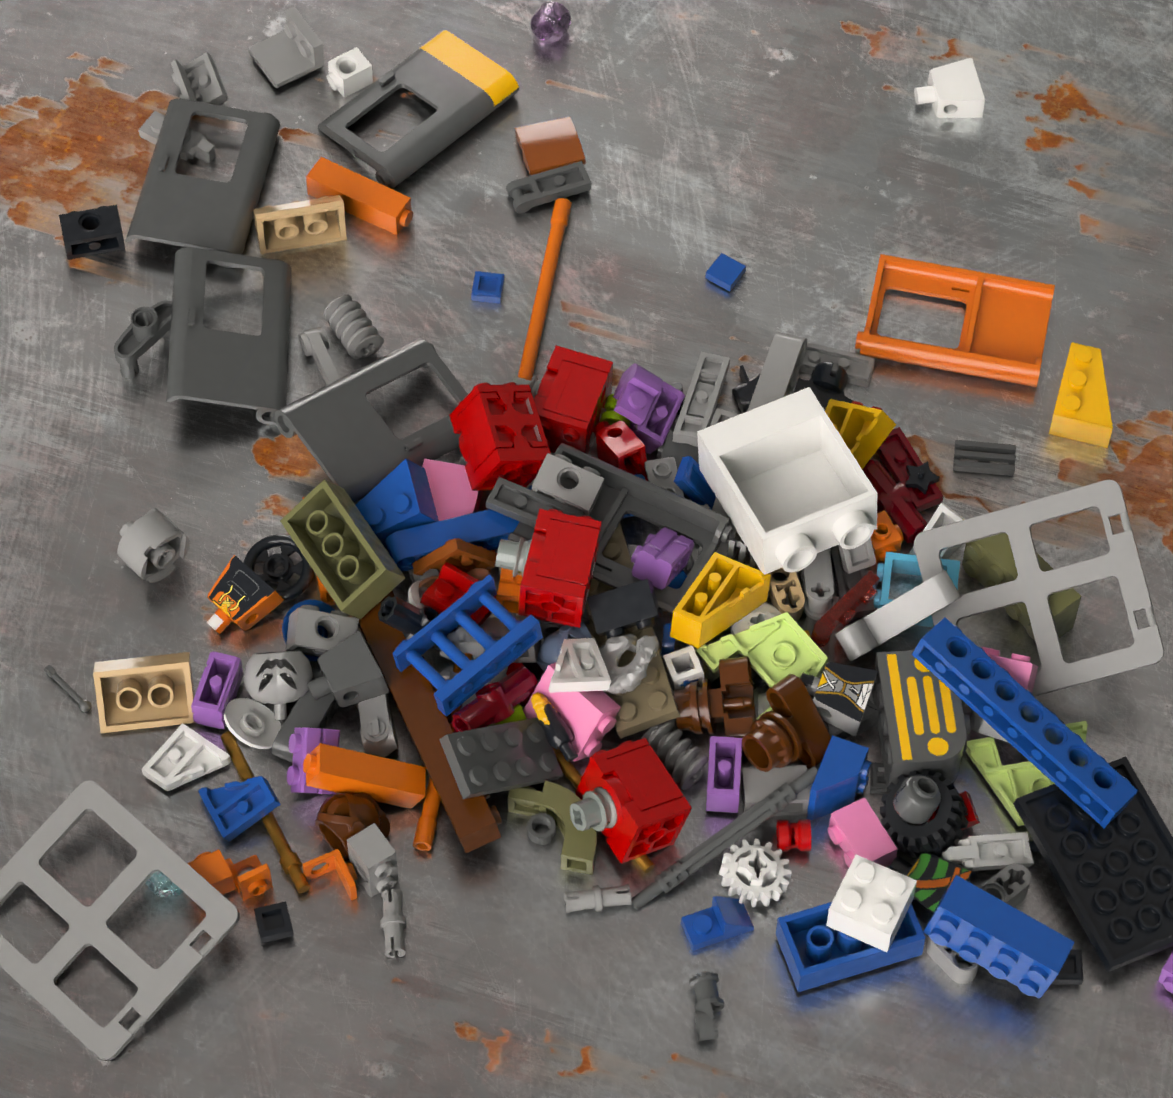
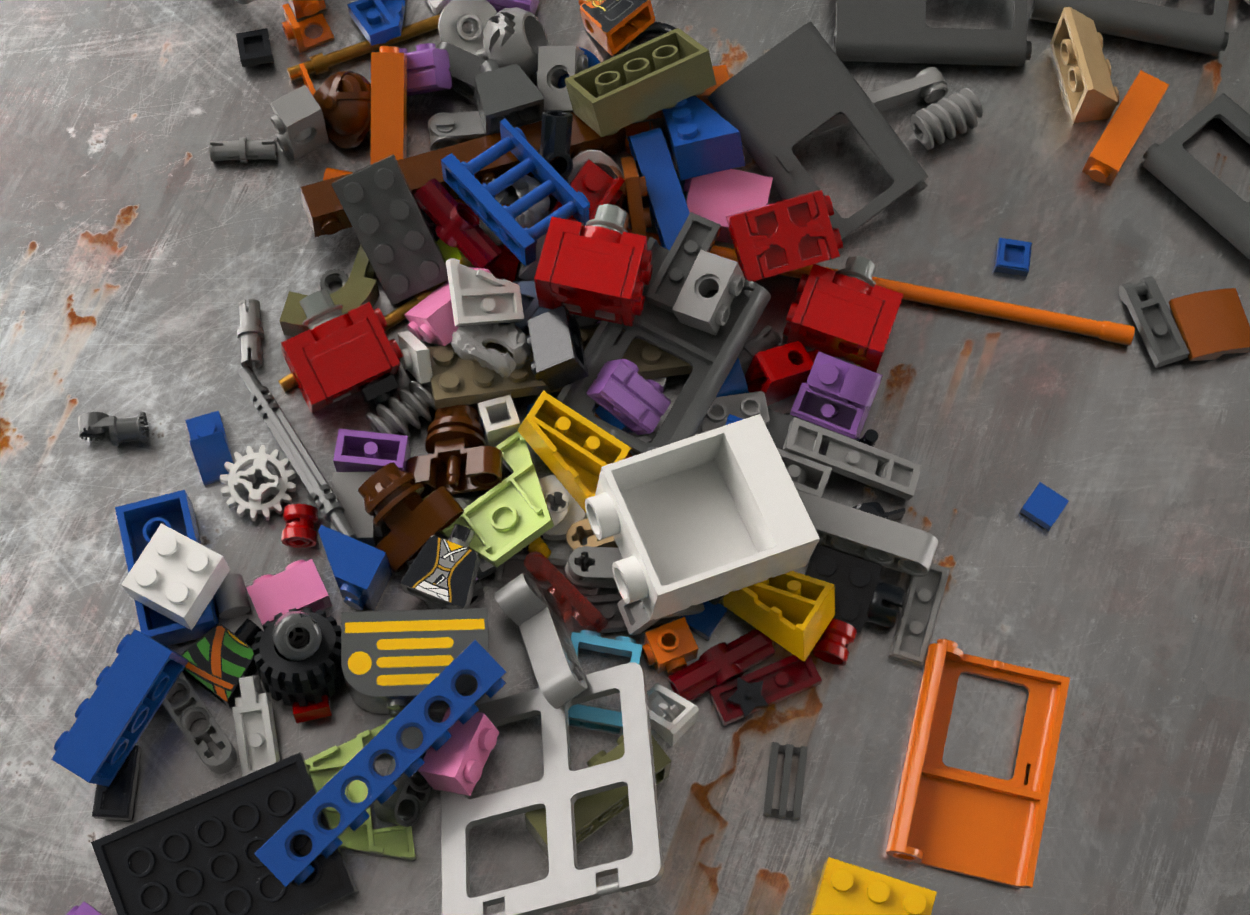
camera: 90 degrees right, 10 degrees up
(555, 728) = (425, 288): black piece -> none
(632, 728) = (415, 357): none -> white plate

